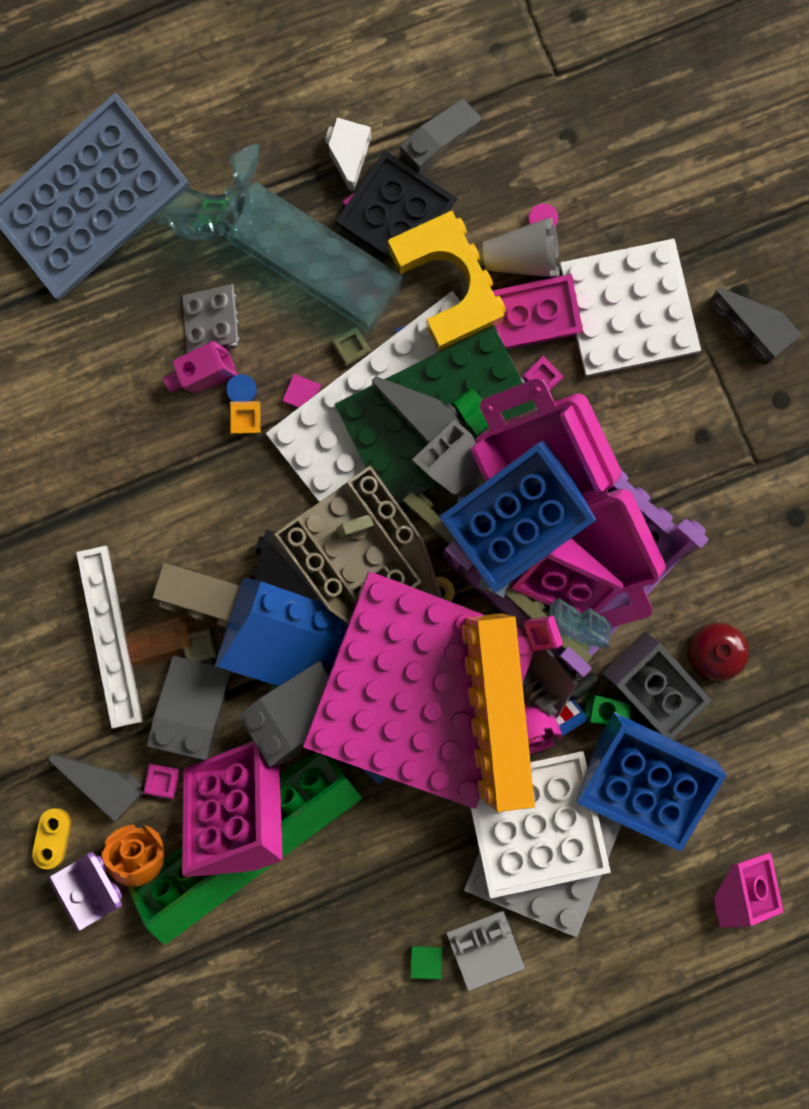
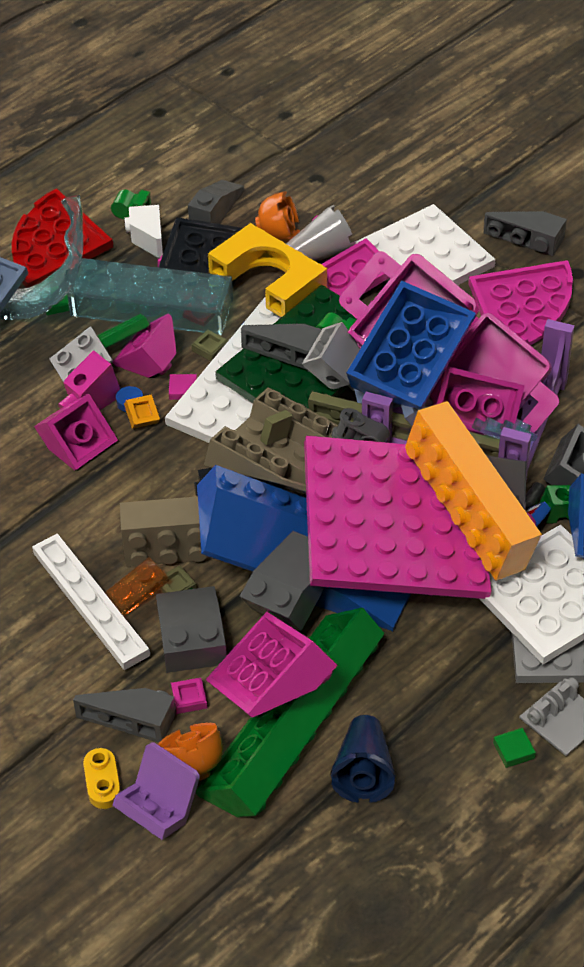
camera: 20 degrees left, 35 degrees down
(169, 420) = (76, 432): none -> dark pink slope
(244, 110) = (40, 238): none -> red plate
(265, 296) = (123, 330): none -> green tile
(284, 331) = (149, 349): none -> dark pink slope
(284, 925) = (363, 762): none -> dark blue cone
(346, 104) = (128, 199): none -> green leg
(439, 573) = (361, 428): none -> dark grey piece
(493, 197) = (278, 217): none -> orange cylinder
(543, 633) = (481, 434): dark pink tile -> none
(699, 426) = (525, 296): none -> dark pink plate

